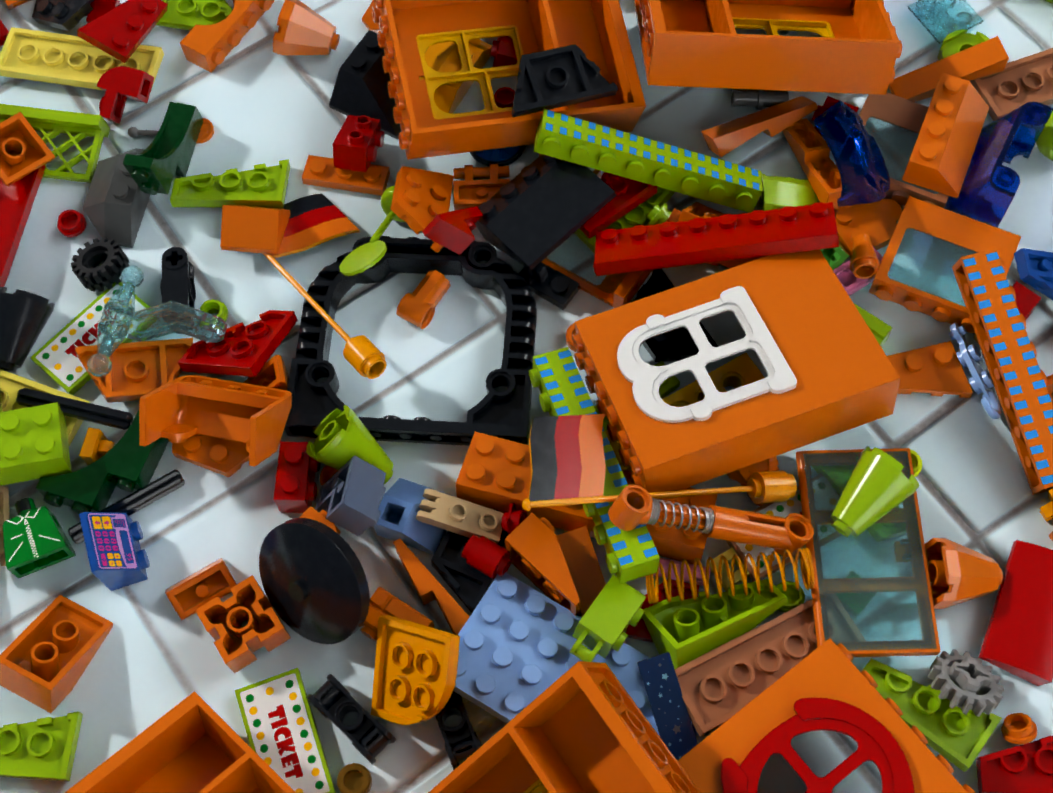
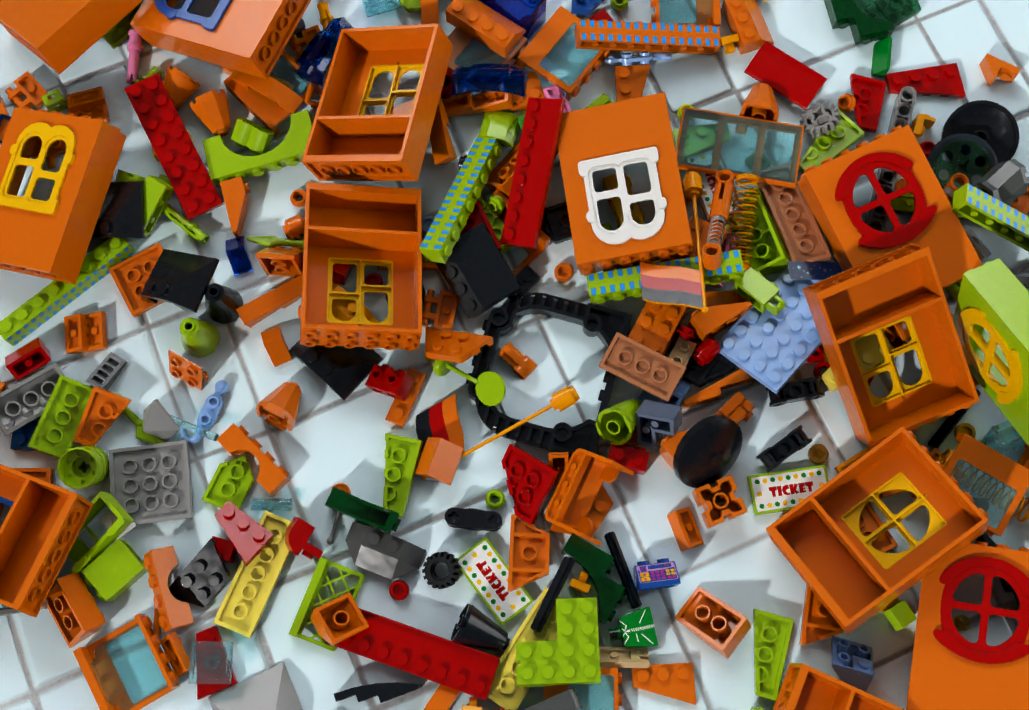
camera: 80 degrees left, 10 degrees up
(122, 322) = (504, 560): clear light blue piece -> none
(173, 56) = (271, 504): none -> clear light blue pin
(412, 670) = (771, 403): light orange plate -> none
(434, 458) = (642, 367): none -> nougat plate
(454, 228) = (483, 327): red slope -> none
(558, 80) = (399, 235): black wing -> none
(863, 258) = (553, 93): orange cone -> none
(871, 492) = (714, 132): lime cone -> none

